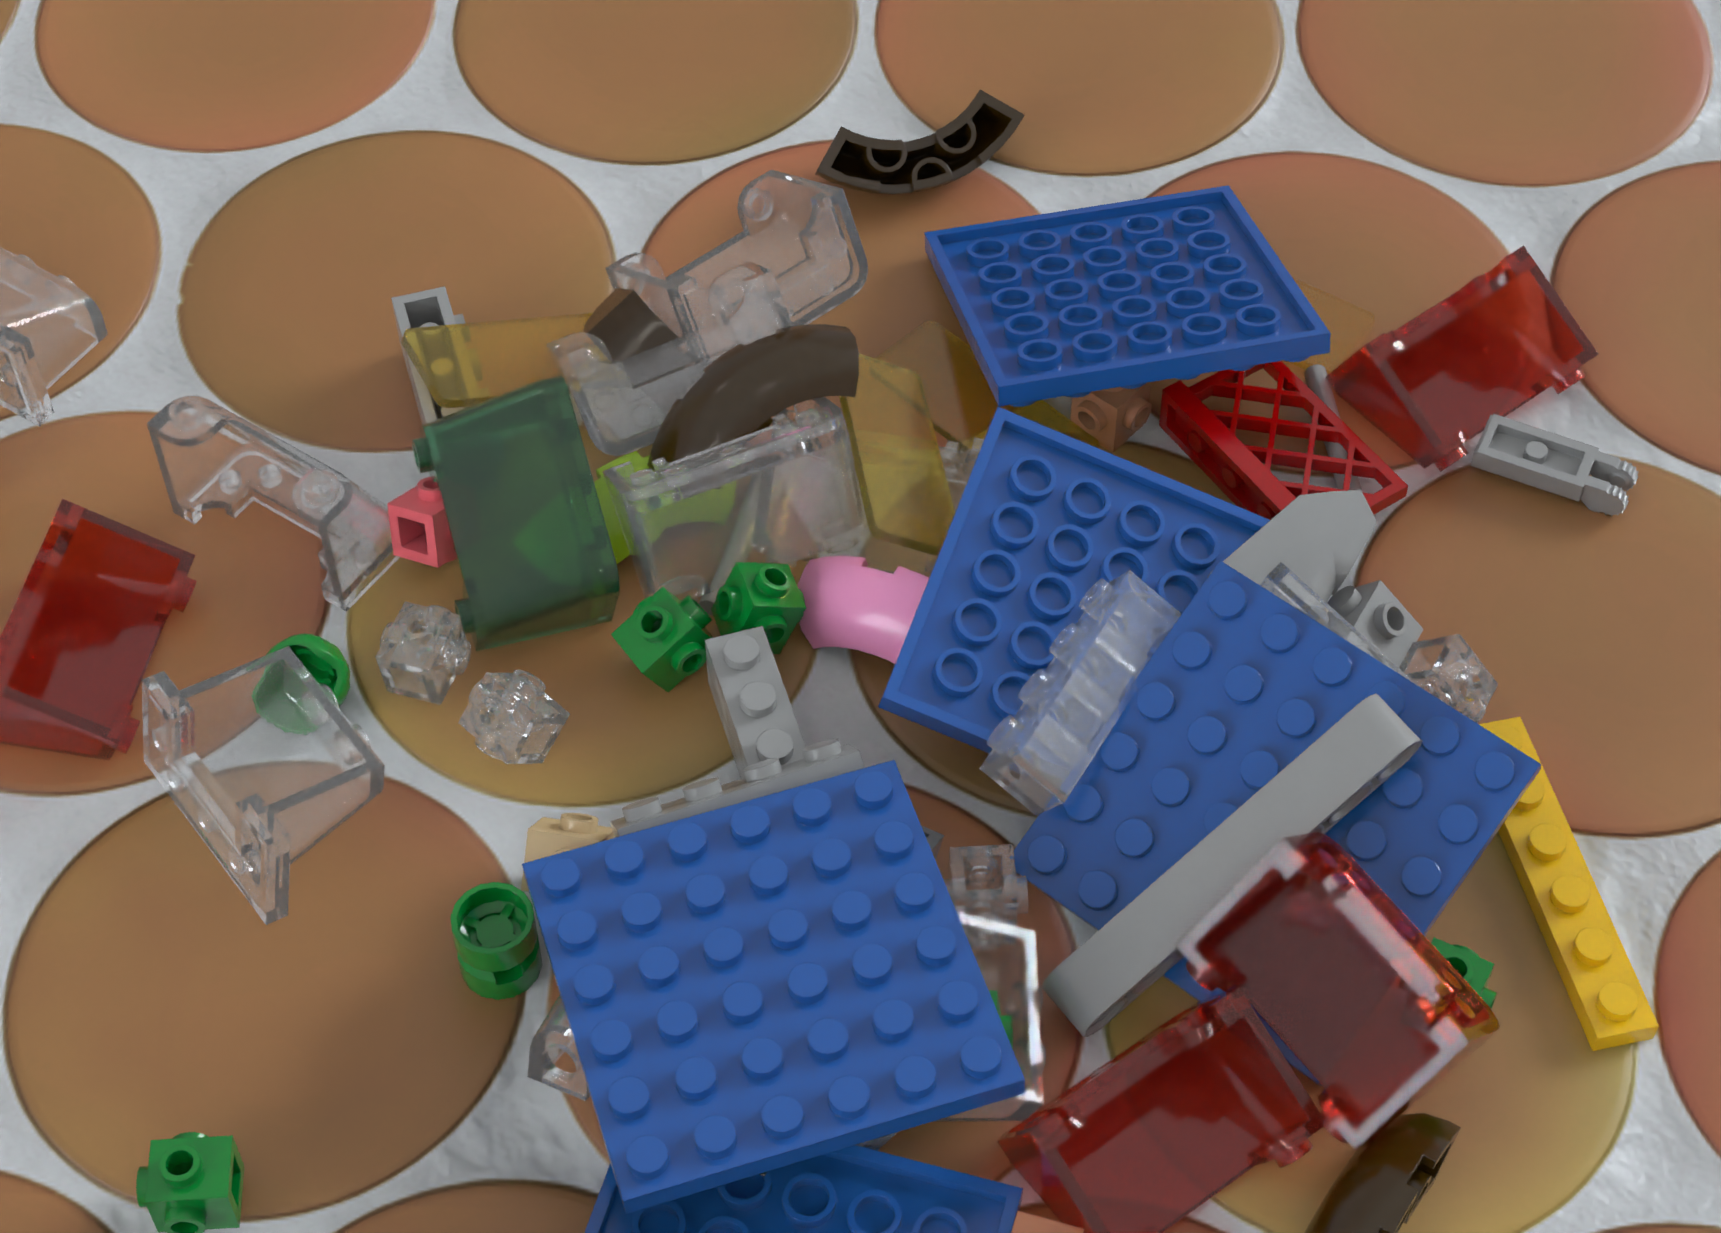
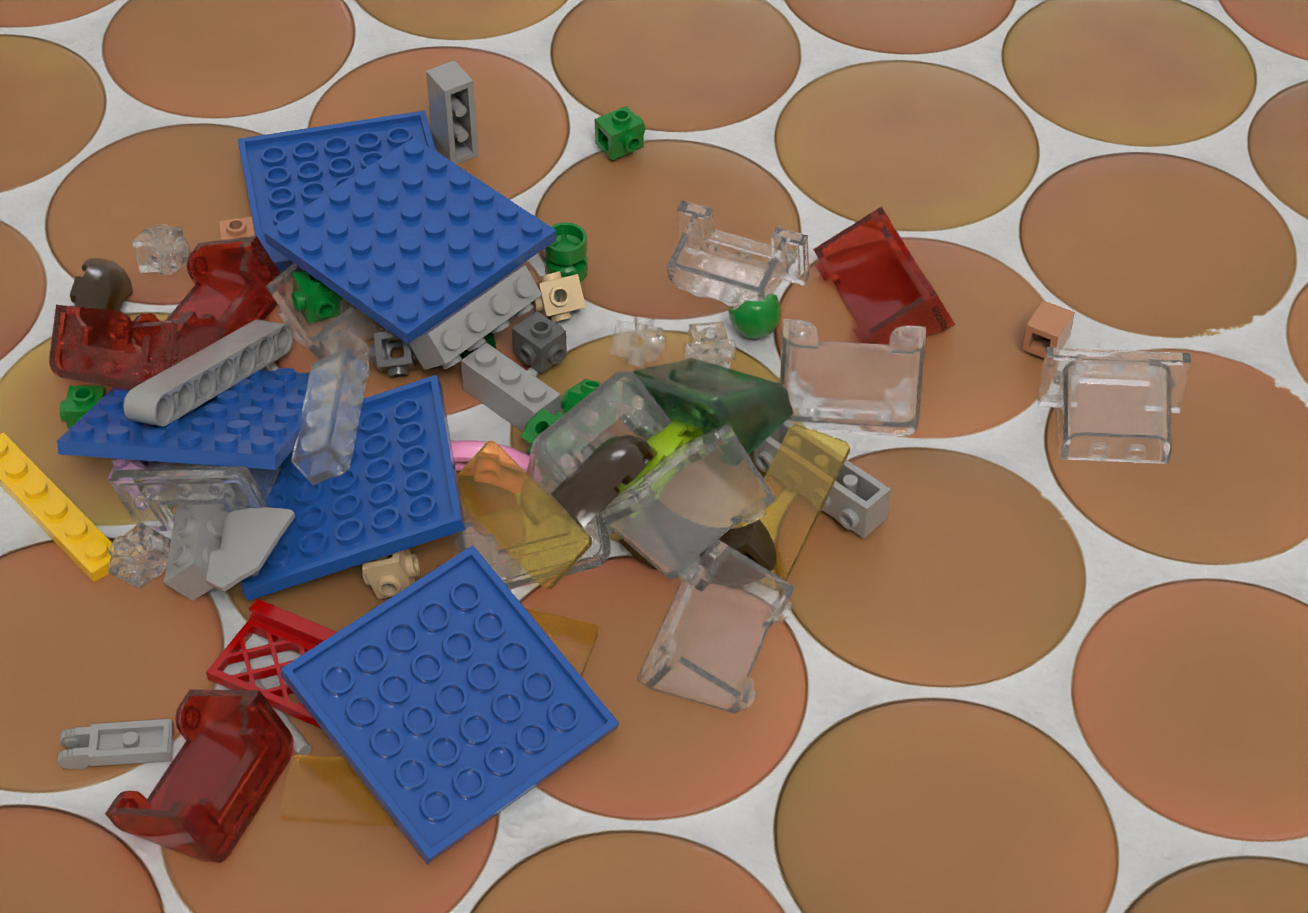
camera: 150 degrees right, 5 degrees down
(655, 769) = (539, 342): none -> dark grey brick
(922, 163) = (664, 778): dark brown brick -> none

